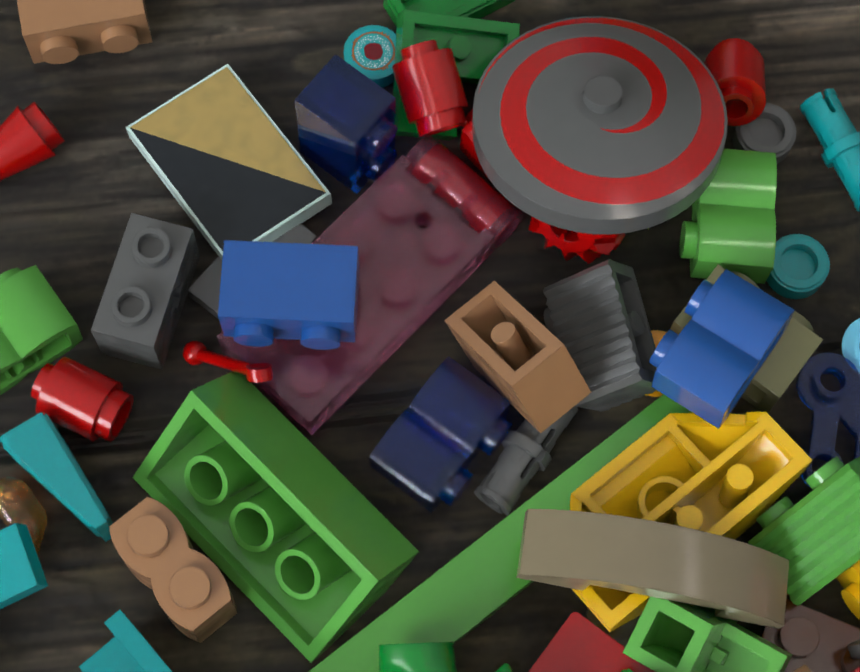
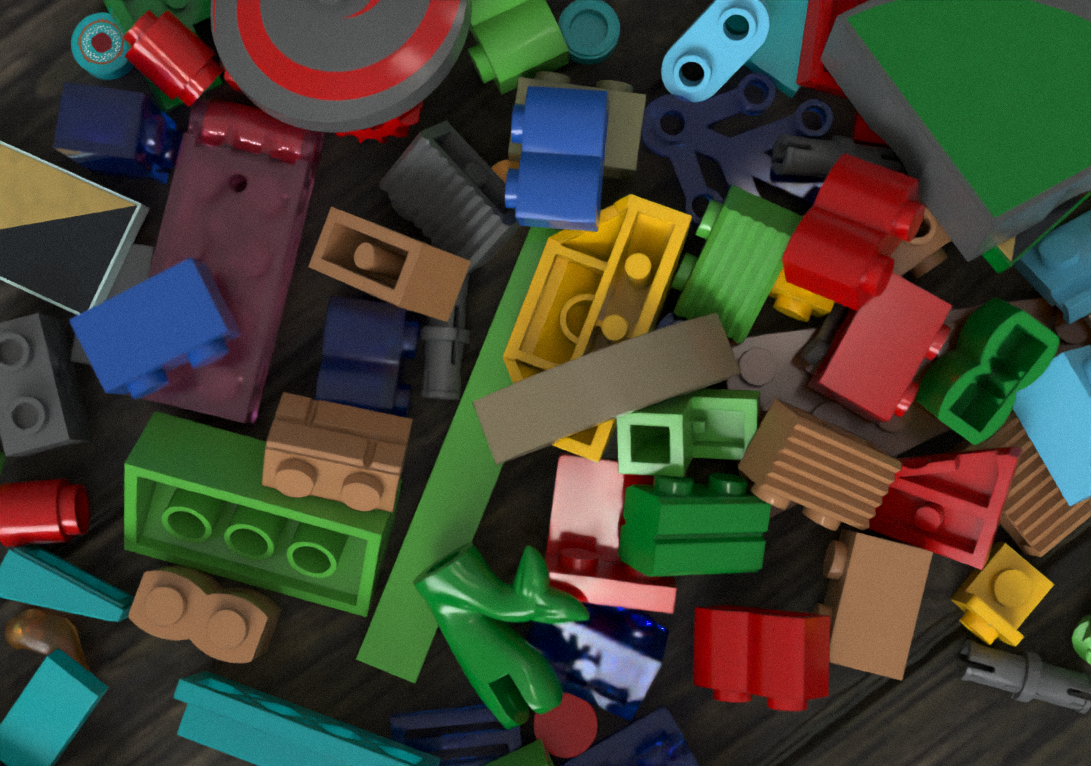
camera: 25 degrees left, 15 degrees up
(197, 353) = (172, 411): red hinge -> none
(379, 489) = (336, 453): none -> medium nougat brick

